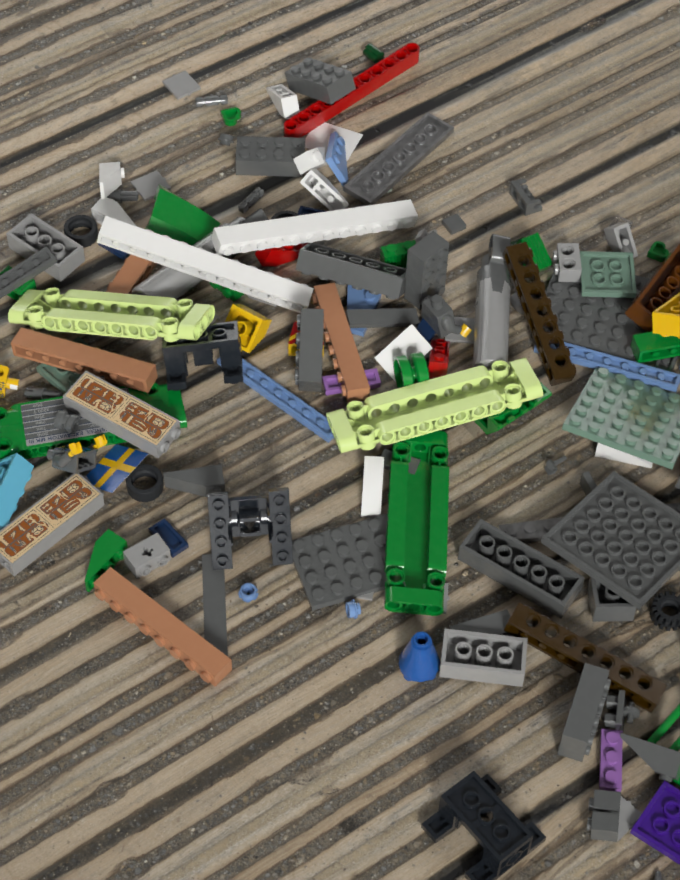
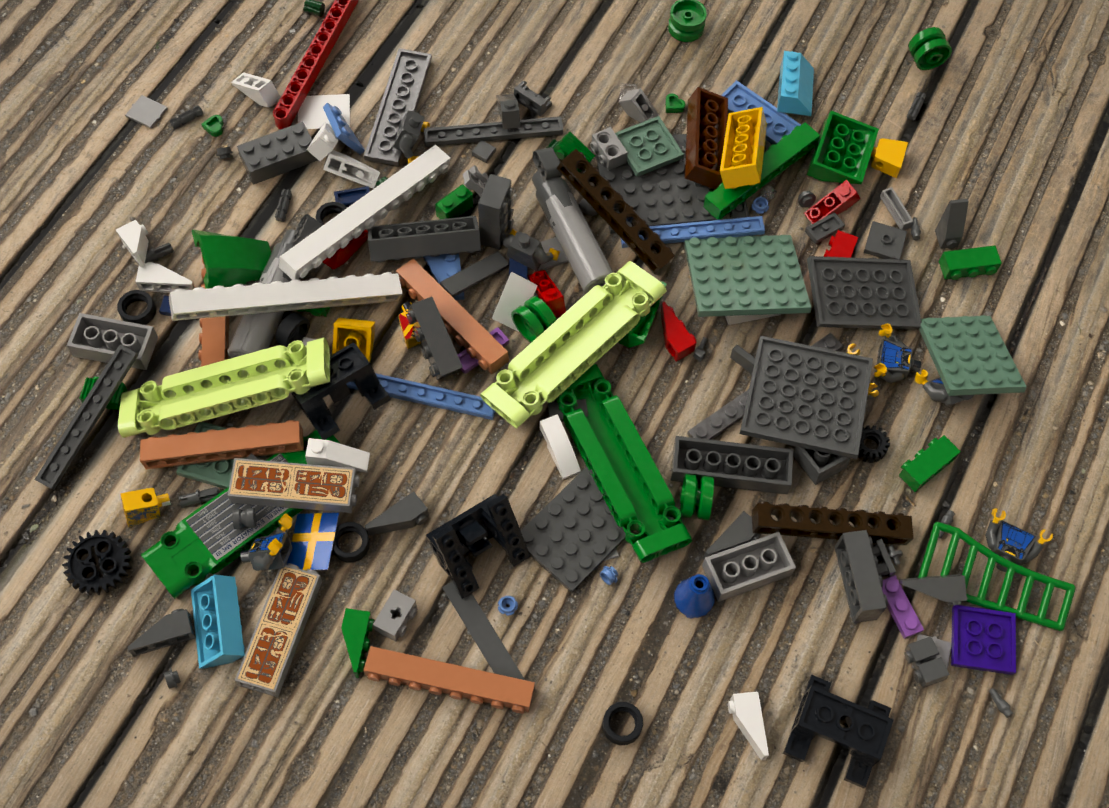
camera: 30 degrees left, 10 degrees up
(148, 185) = (177, 230): light grey piece -> none
(170, 536) = (403, 584): dark blue tile -> none
(171, 404) = (336, 454): none -> white slope
(195, 289) = (292, 328): none -> black tyre
(292, 717) = (627, 707): none -> black tyre
(320, 80) = (283, 56): dark grey brick -> none
(393, 179) = (408, 133): none -> dark grey torso
(407, 778) = (749, 719): none -> white slope
(469, 578) = (699, 497): none -> green wheel
(473, 210) = (492, 131): none -> dark grey plate
(494, 198) = (508, 111): none -> dark grey slope
(536, 445) = (676, 337): none -> red slope

